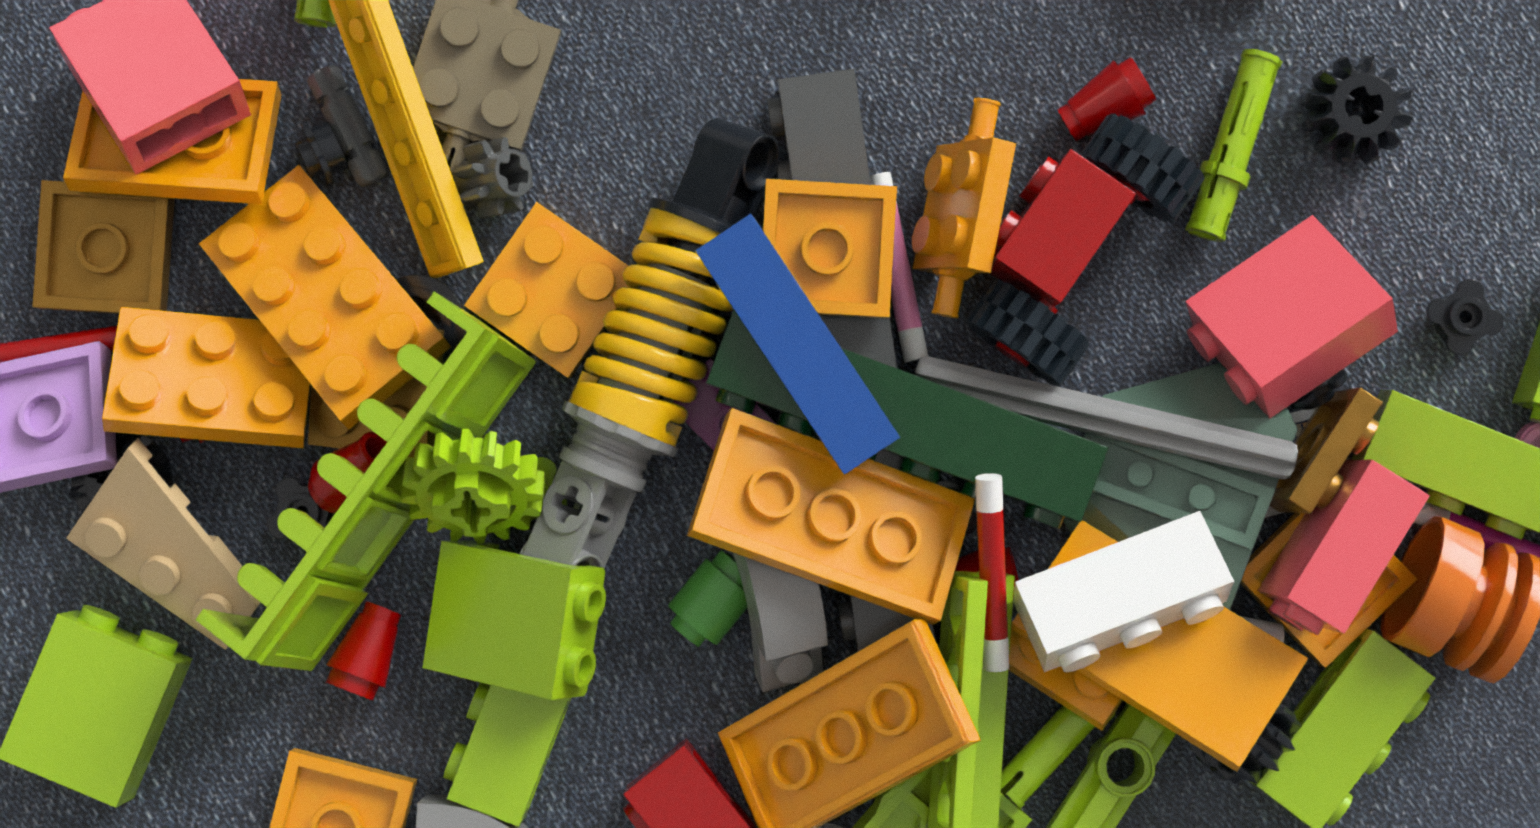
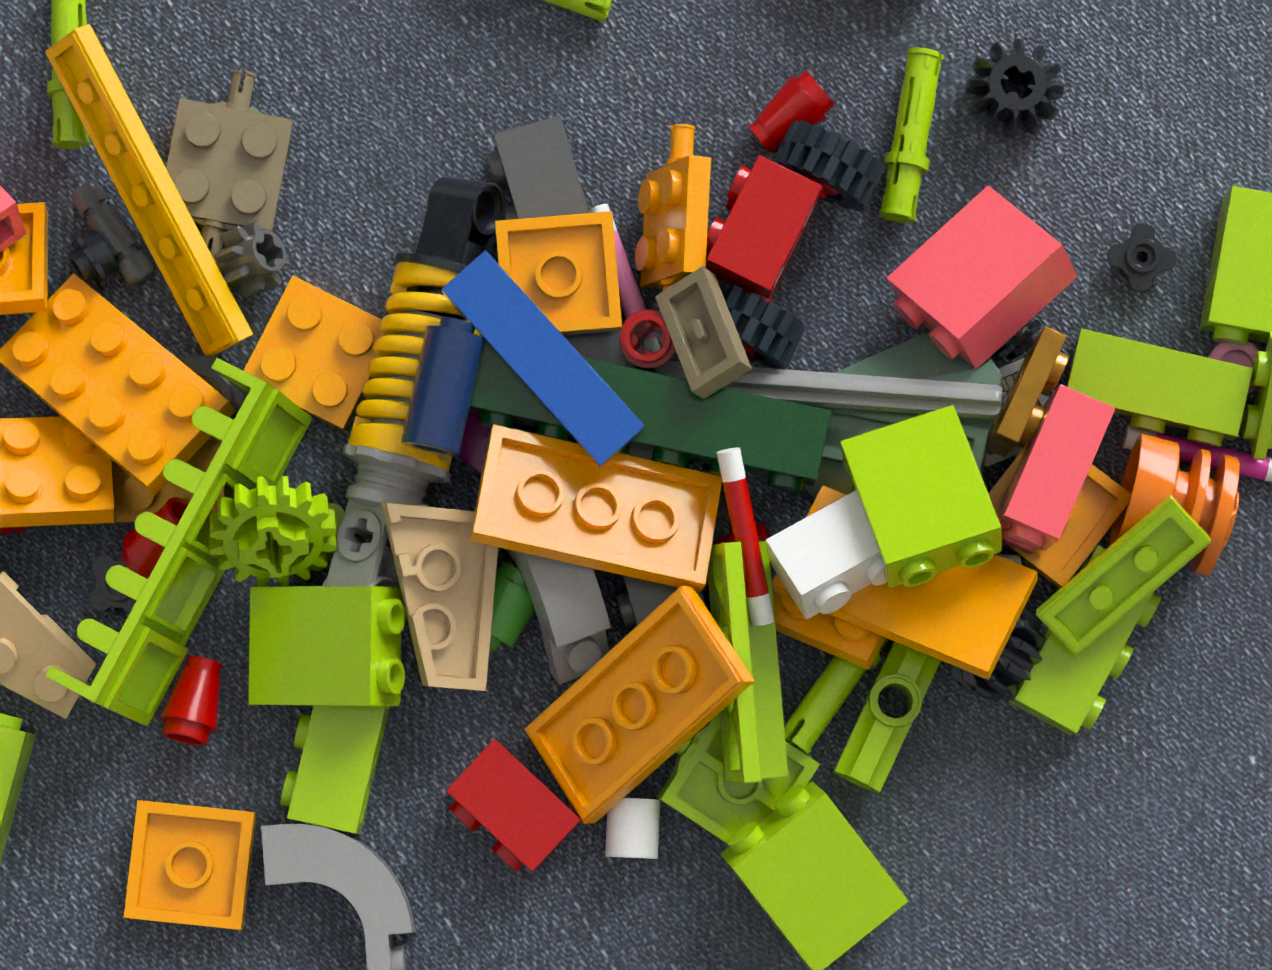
camera: 10 degrees left, 5 degrees down
(651, 582) = (444, 591): none -> tan wing
(682, 359) = (443, 387): none -> dark blue brick
(897, 340) = (633, 335): none -> red cone
(980, 340) = (703, 332): none -> dark tan plate
(1197, 560) = (923, 497): none -> lime panel
(1402, 675) = (1123, 575): none -> lime tile

